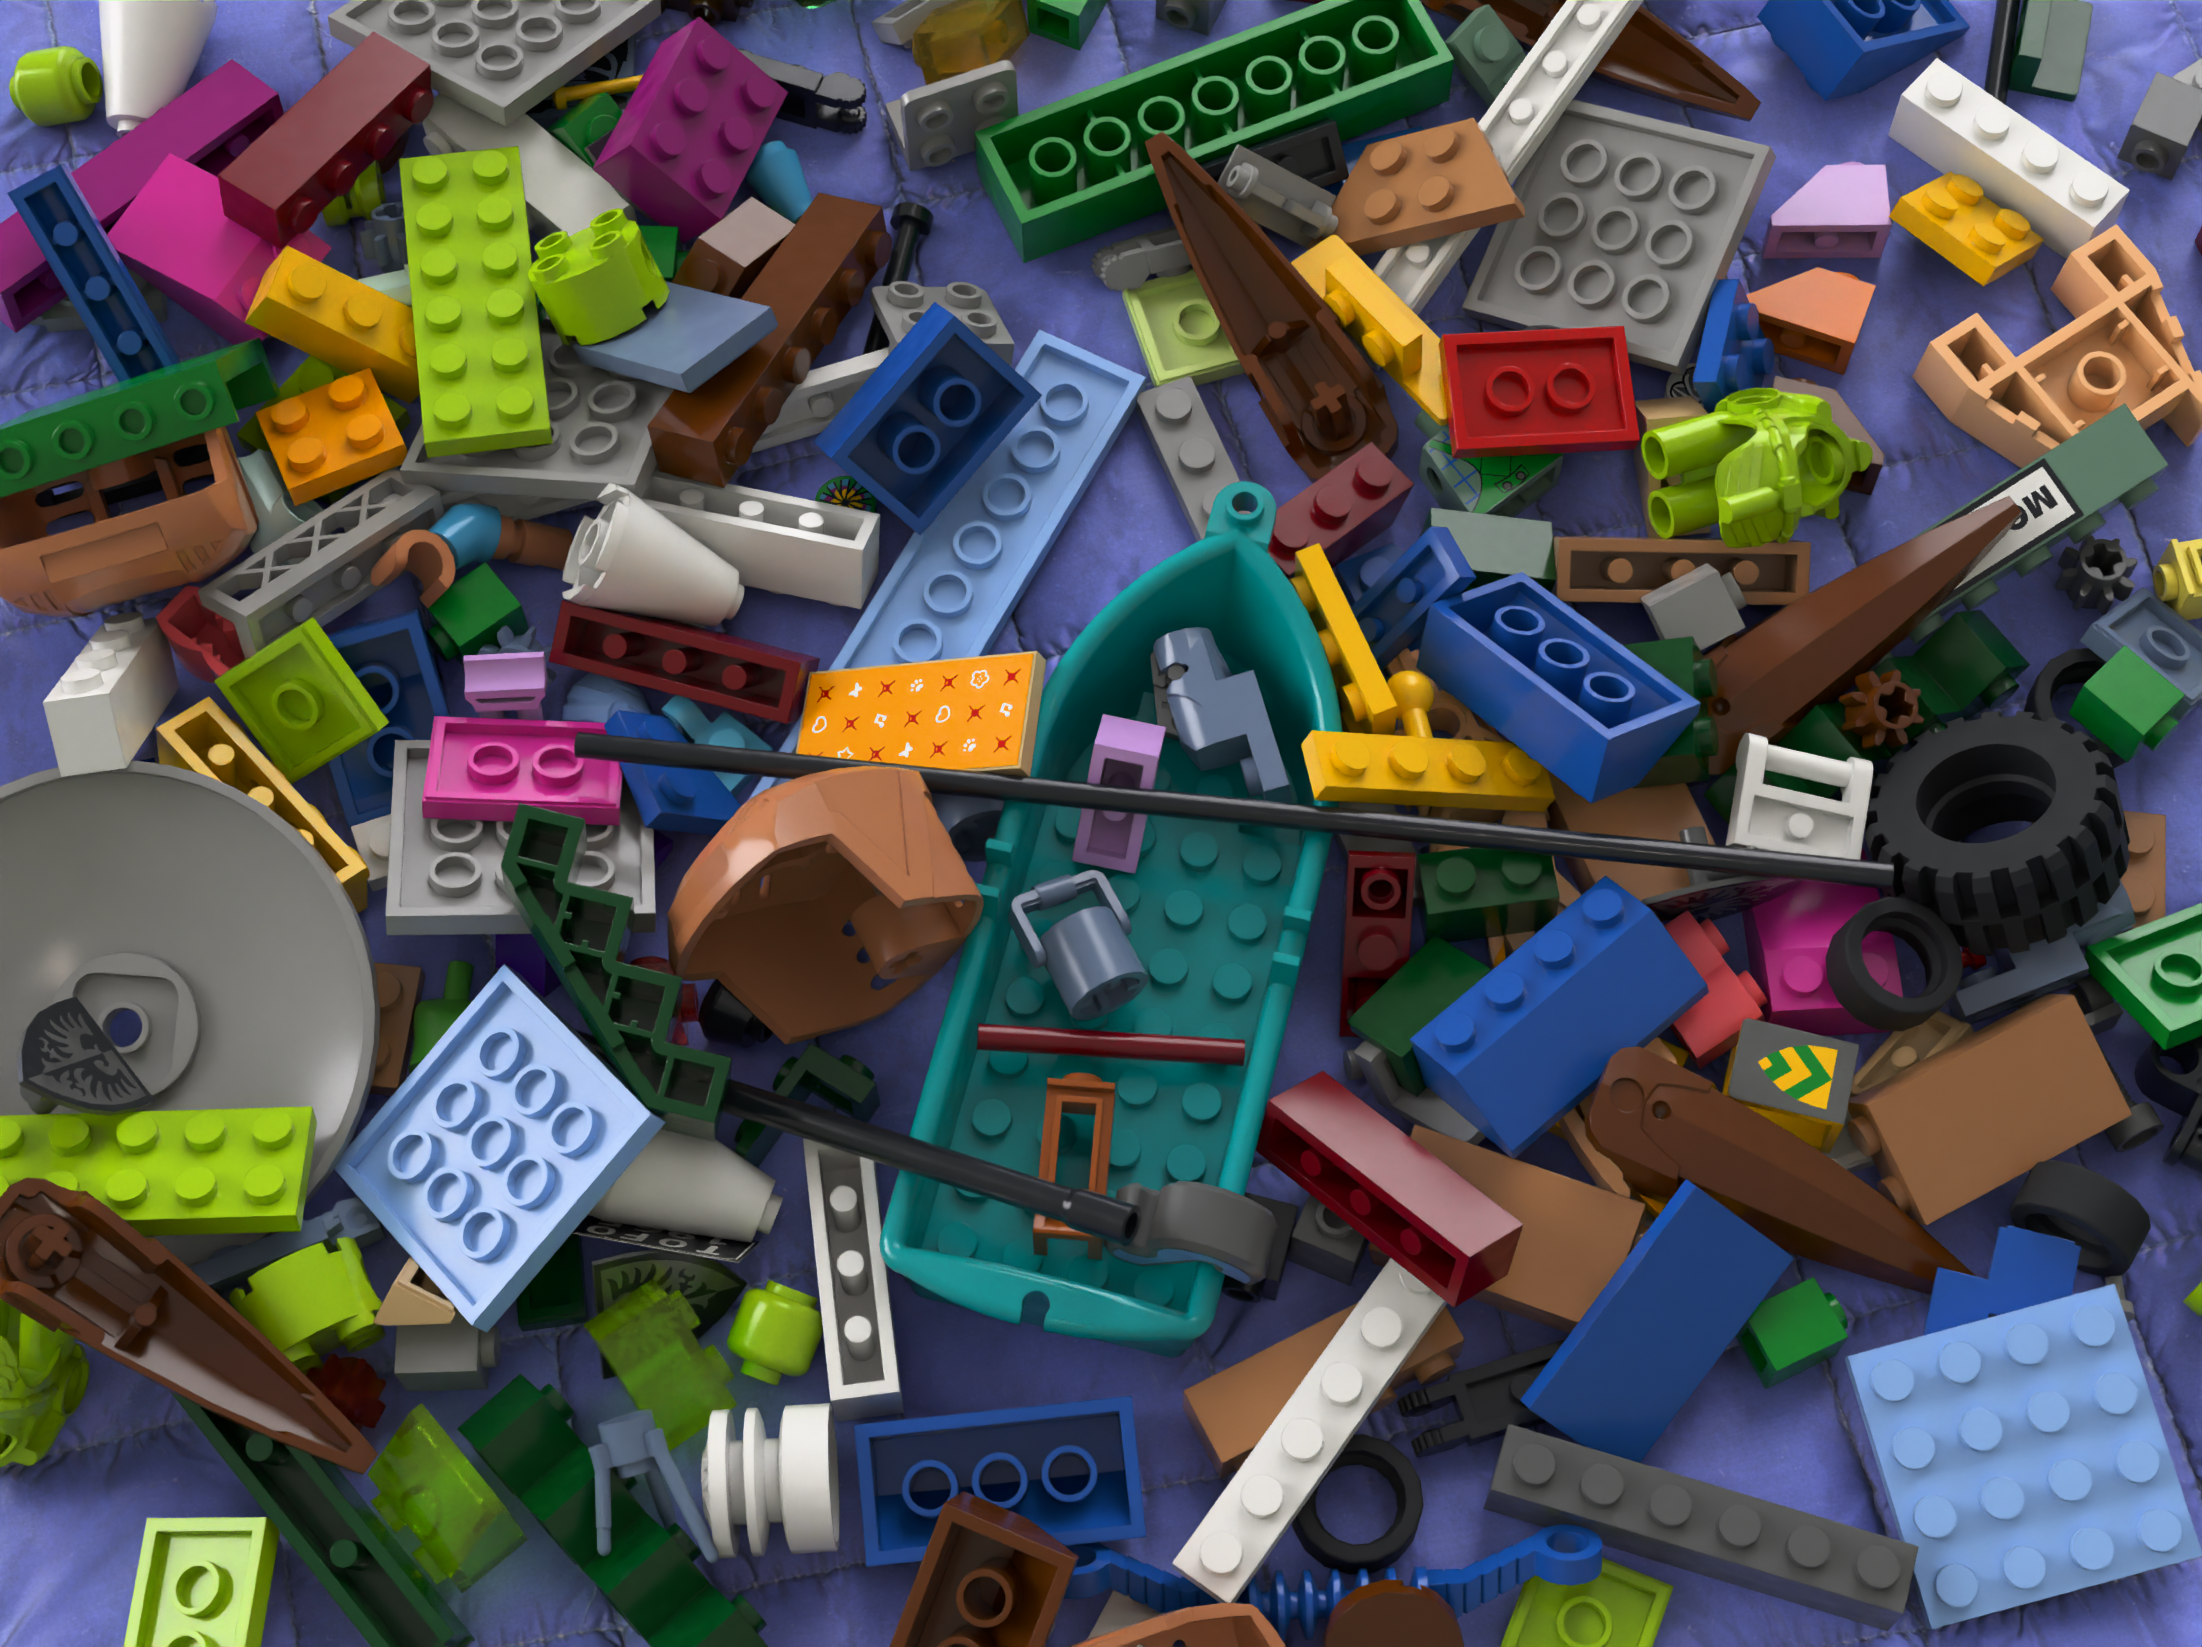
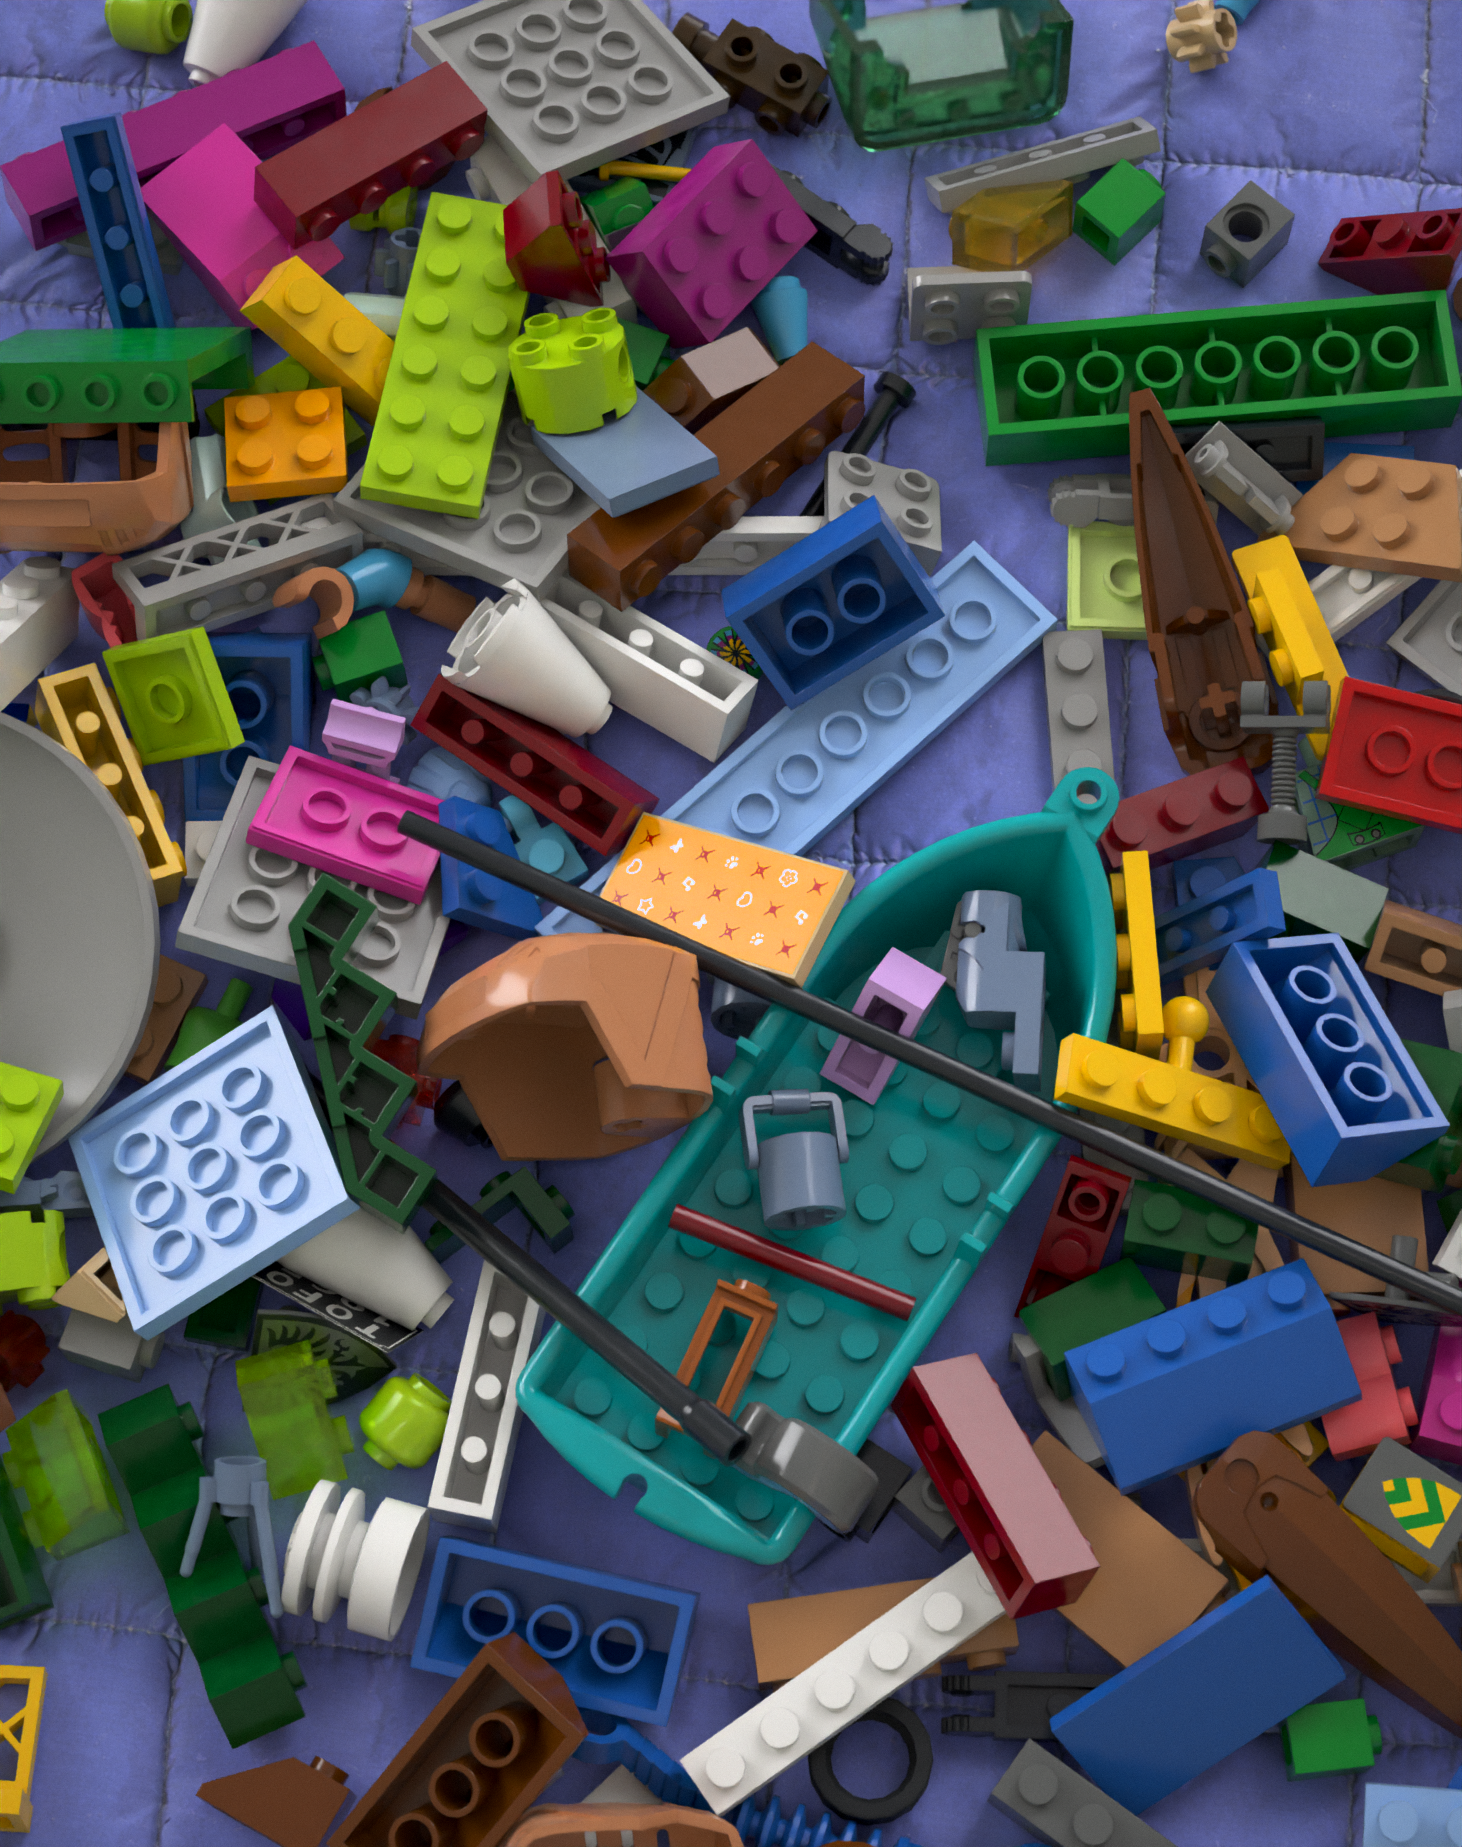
camera: 20 degrees right, 5 degrees up
(540, 162) = (552, 246): none -> dark red slope
(1431, 486) = (1282, 820): none -> dark grey bar

